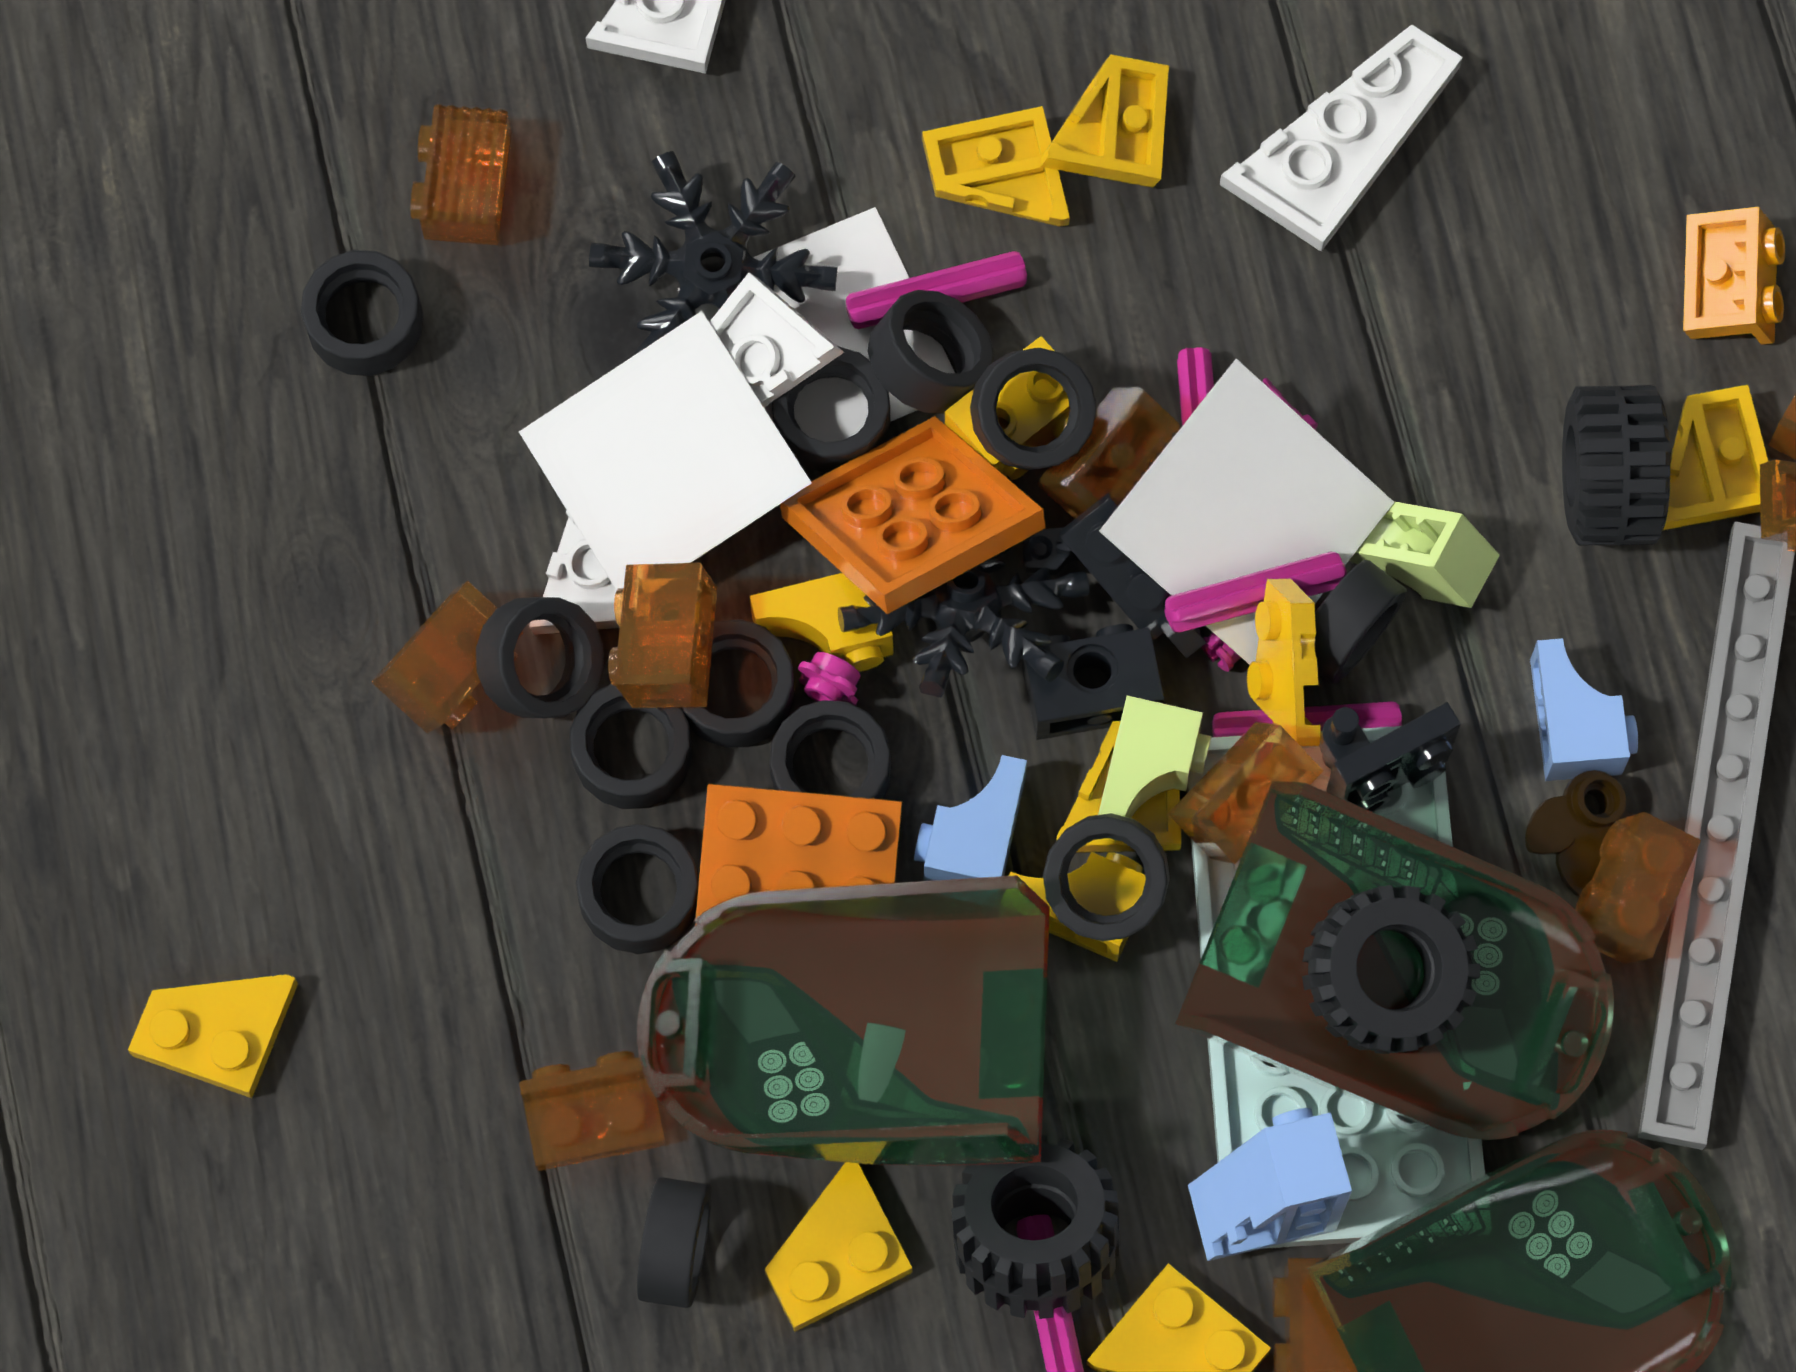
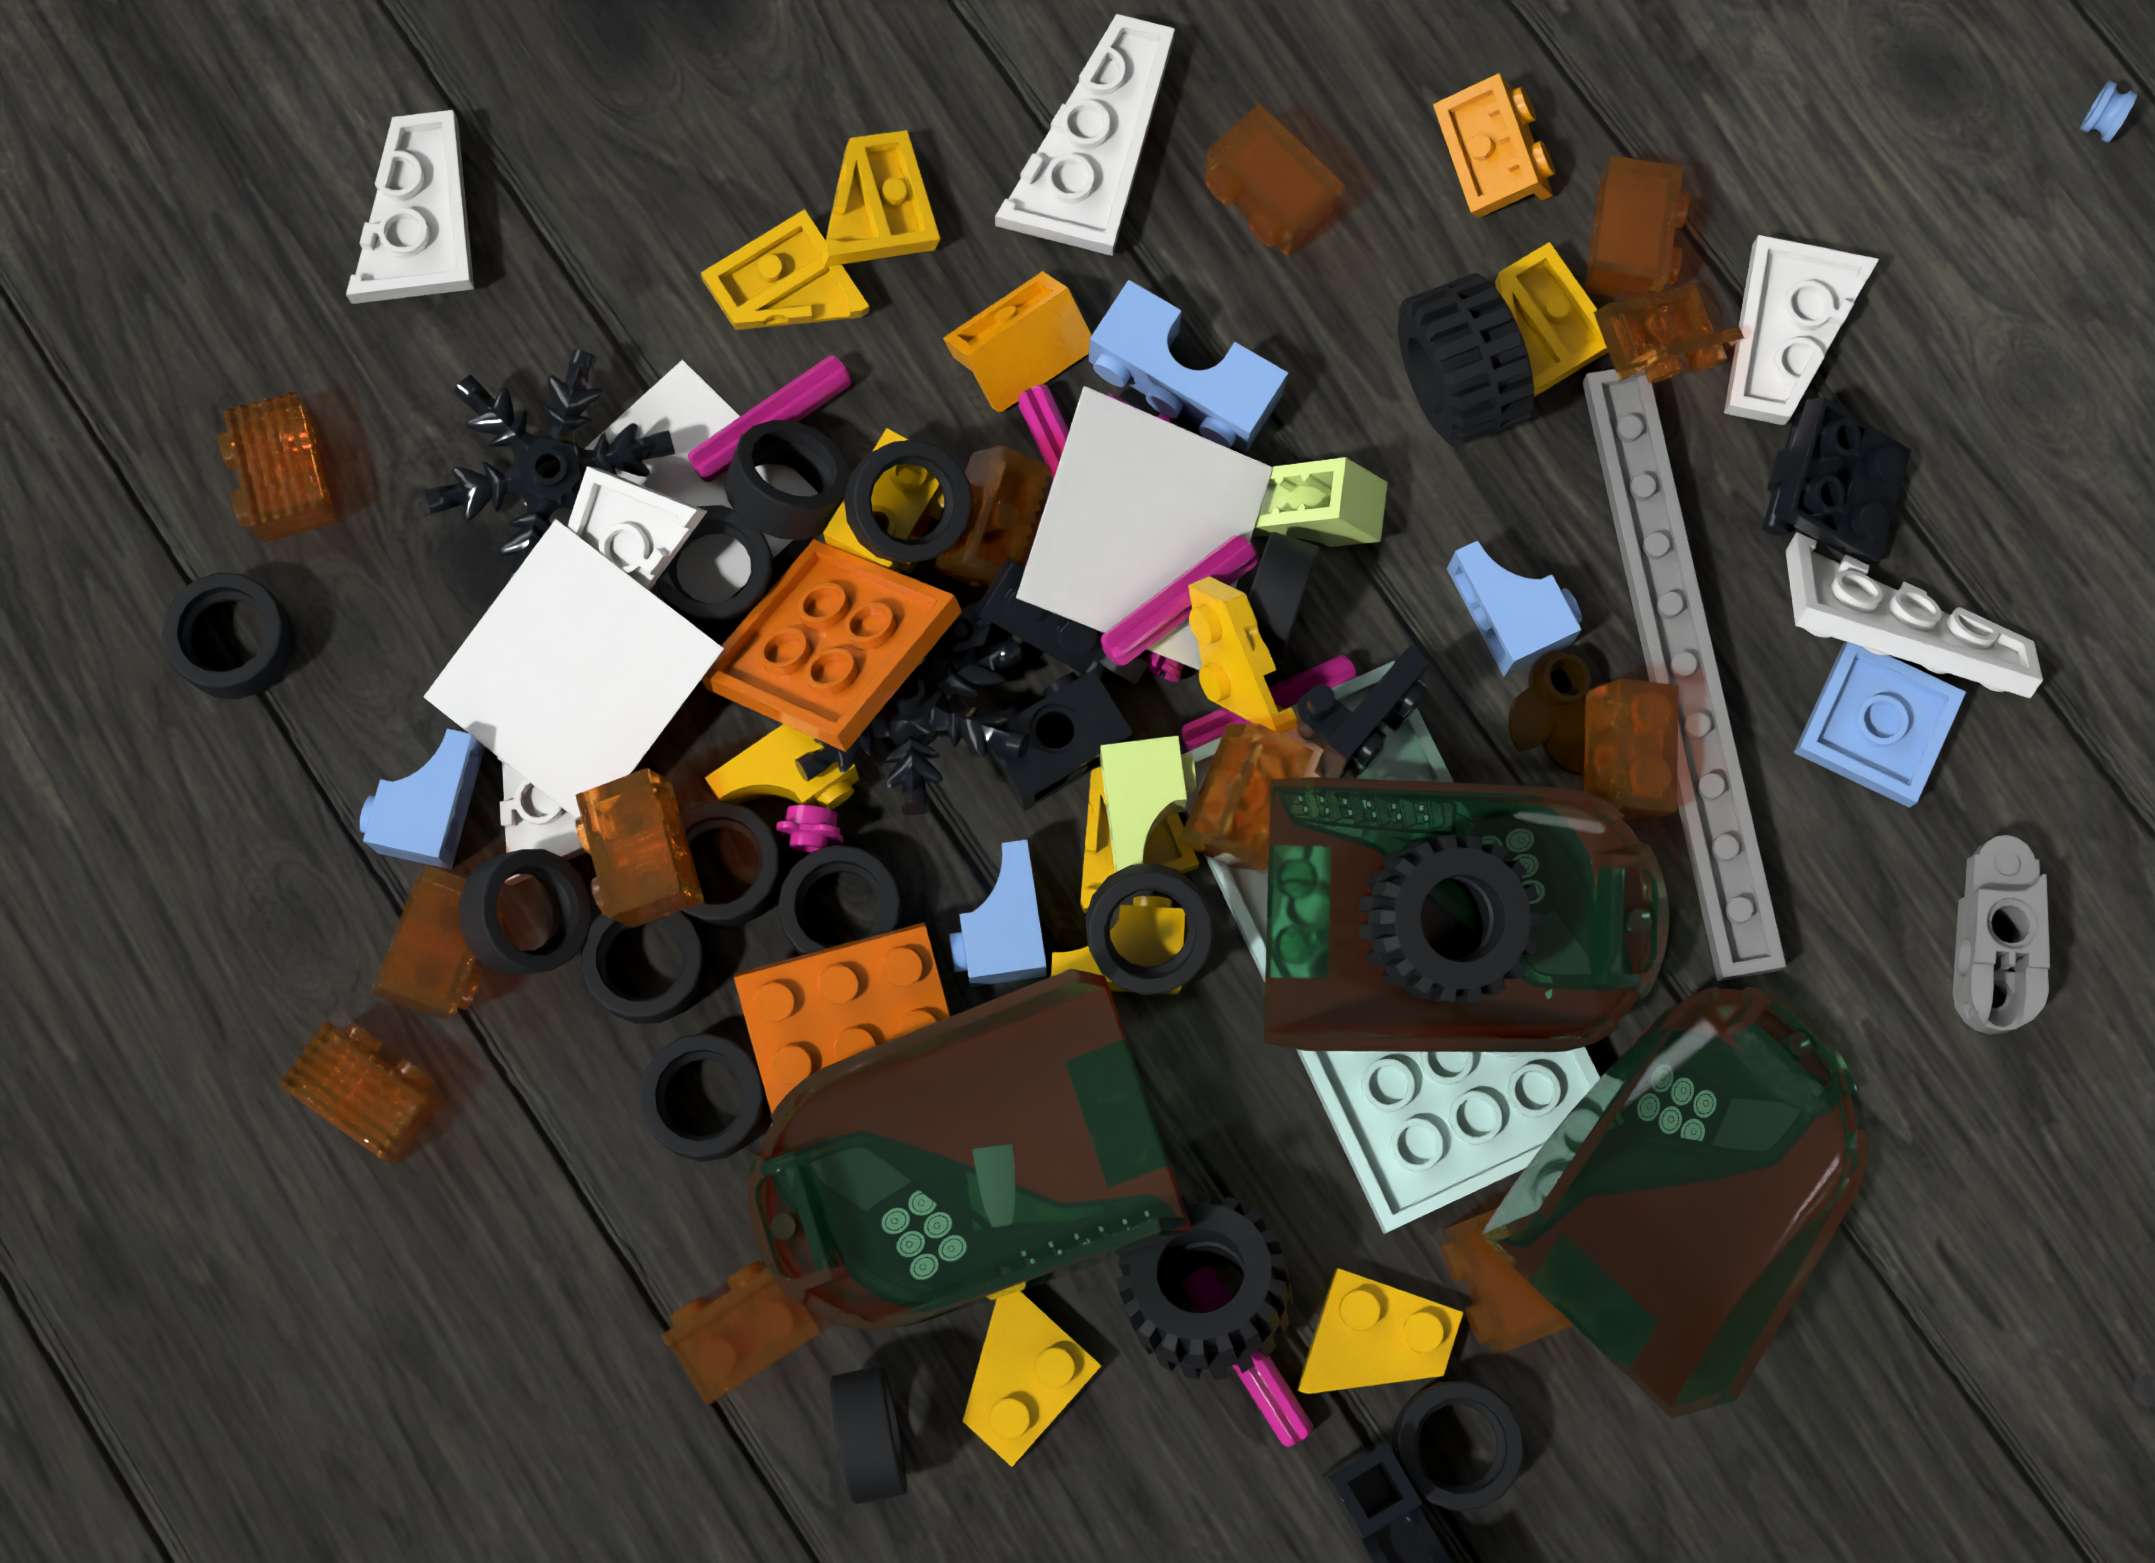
camera: 25 degrees left, 5 degrees up
(215, 1029) = (345, 1389): yellow wing -> none
(330, 767) = (362, 1091): none -> clear orange brick
(483, 535) = (426, 811): none -> light blue arch
(1203, 301) = (1021, 340): none -> light orange panel
(1273, 1187) = (1432, 1165): light blue wedge -> none
(1377, 424) = (1224, 401): none -> light blue arch
(1501, 235) = (1272, 181): none -> clear orange piece

